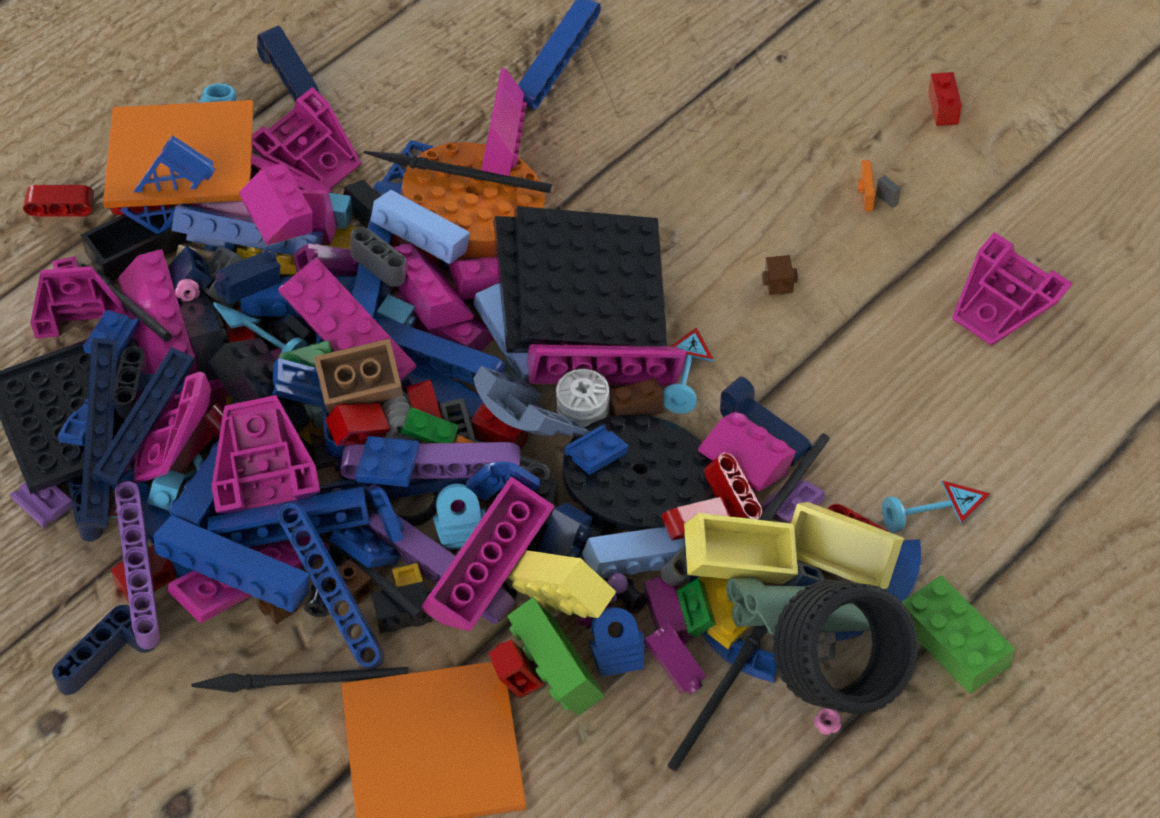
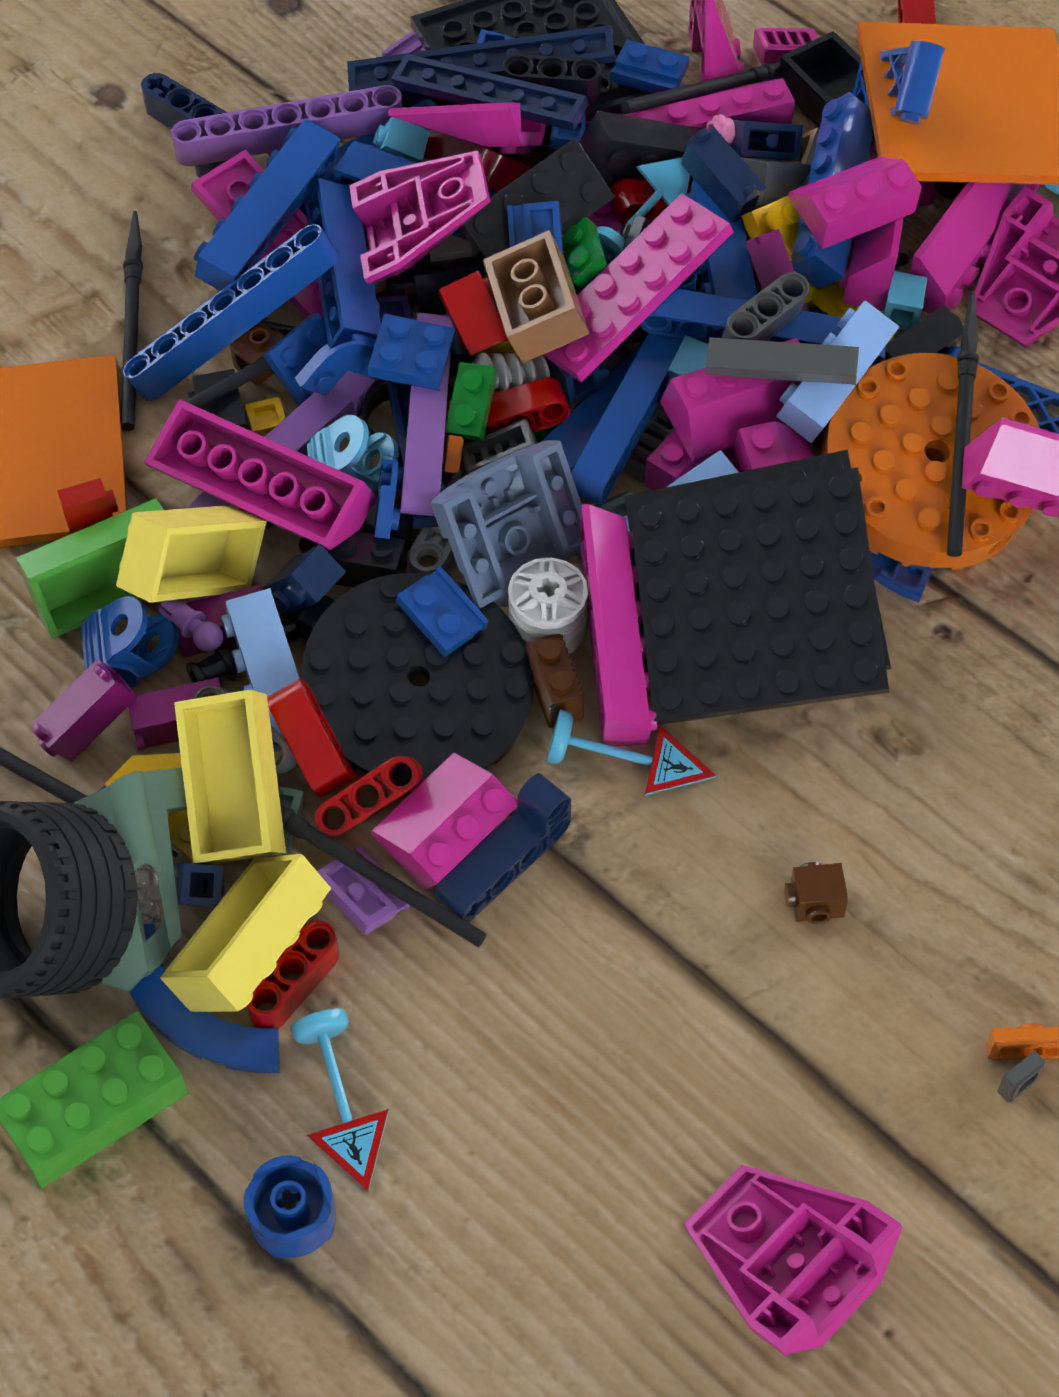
camera: 90 degrees right, 5 degrees up
(424, 243) = (782, 360): none -> dark grey tile
(696, 607) = (148, 738): green plate -> none
(1014, 520) = (296, 1230): none -> blue brick

